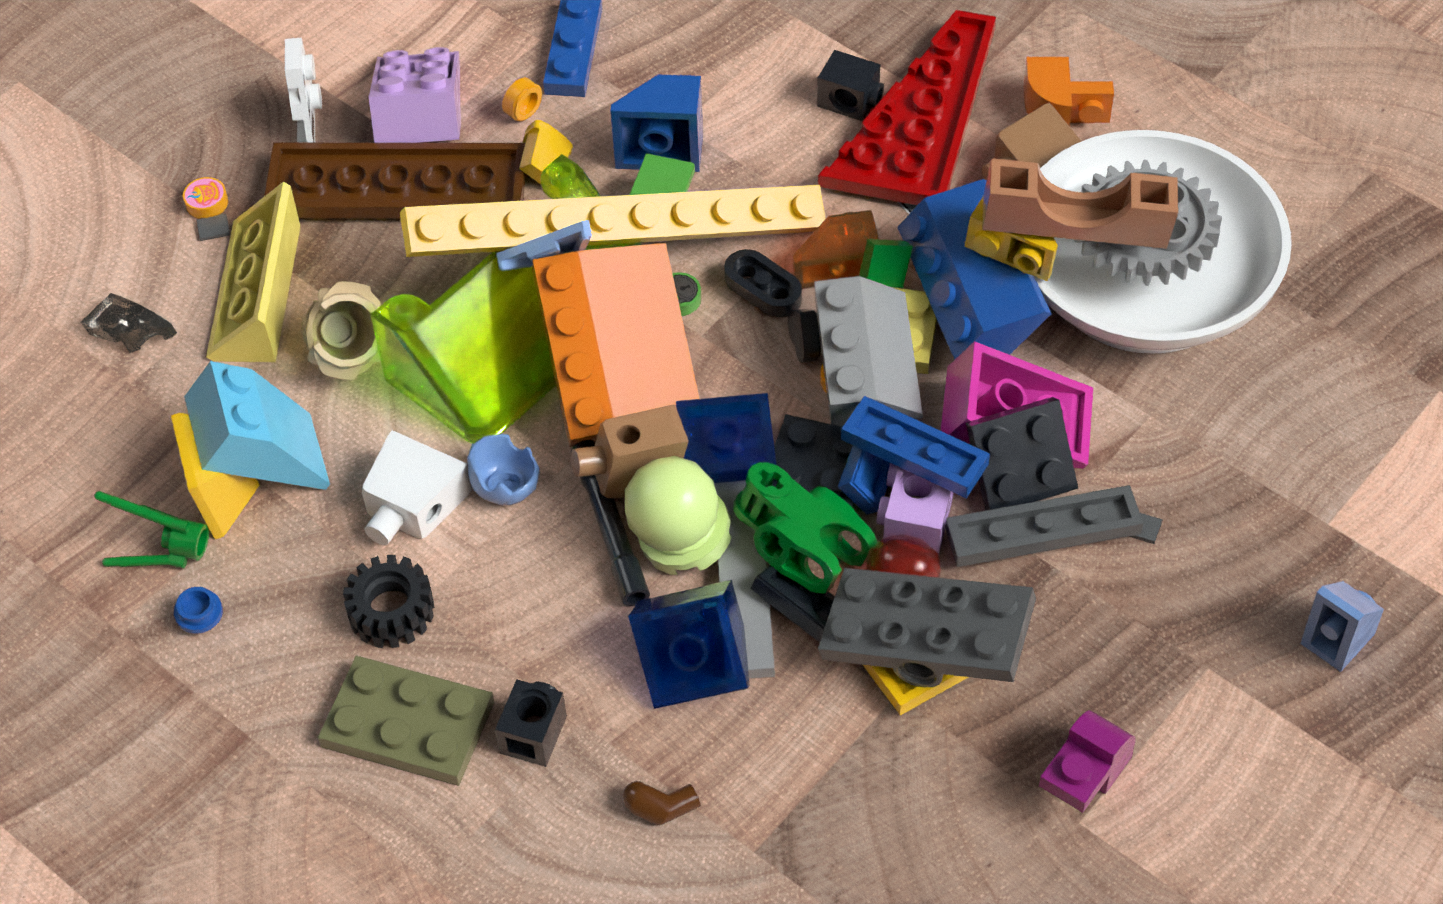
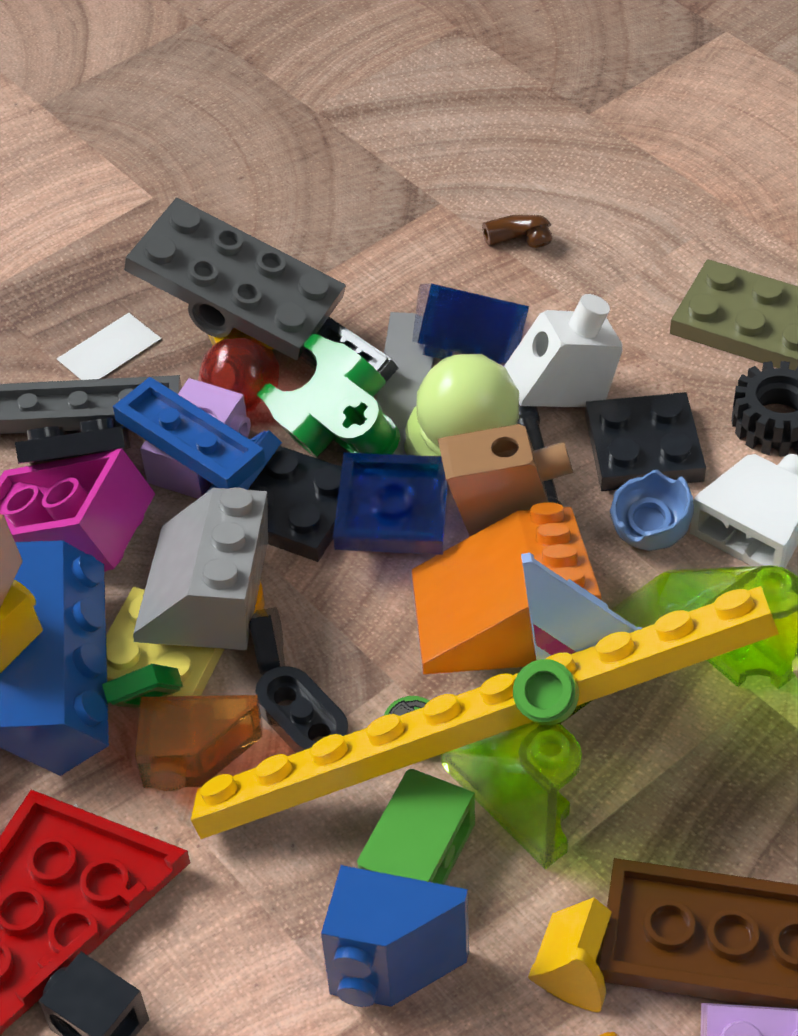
camera: 170 degrees left, 5 degrees down
(514, 564) = (643, 436): none -> black plate
(531, 740) = (634, 285): black brick -> none
(567, 189) = (546, 692): none -> bright green tile
(590, 584) = (567, 356): none -> white torso
(1054, 612) = (109, 348): none -> white sticker
(1088, 761) = (117, 199): magenta brick -> none

